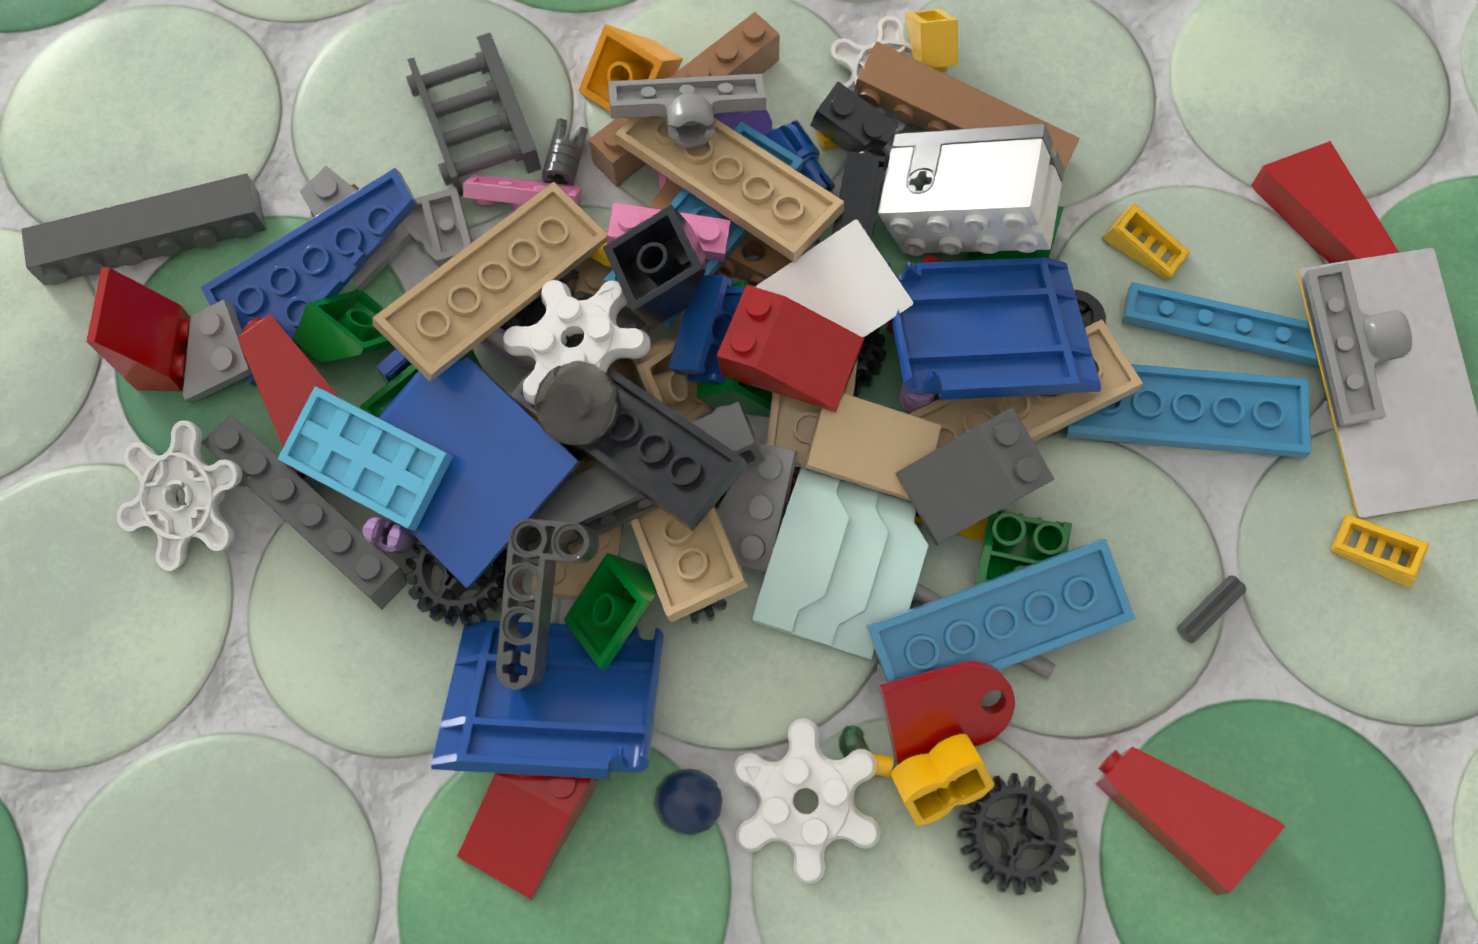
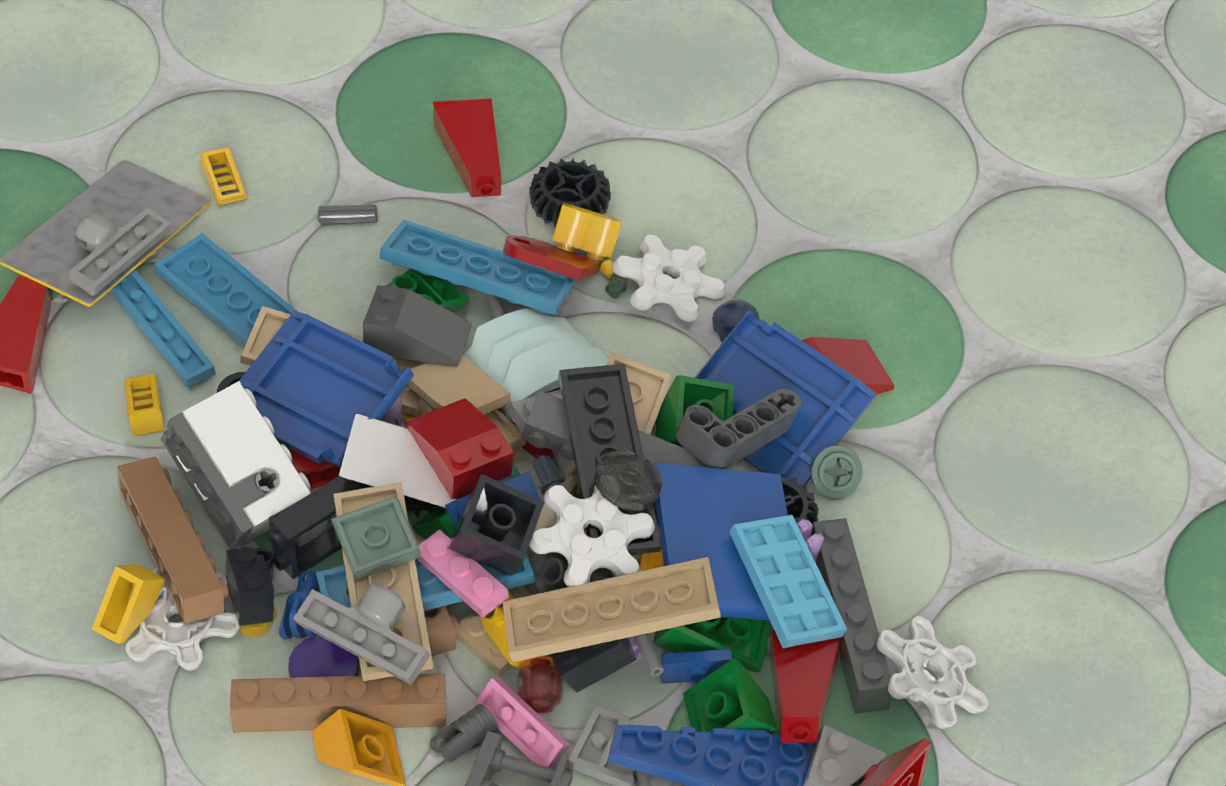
camera: 145 degrees left, 20 degrees down
(431, 669) = (845, 483): none -> sand green gear
(762, 186) = (376, 538): none -> sand green tile

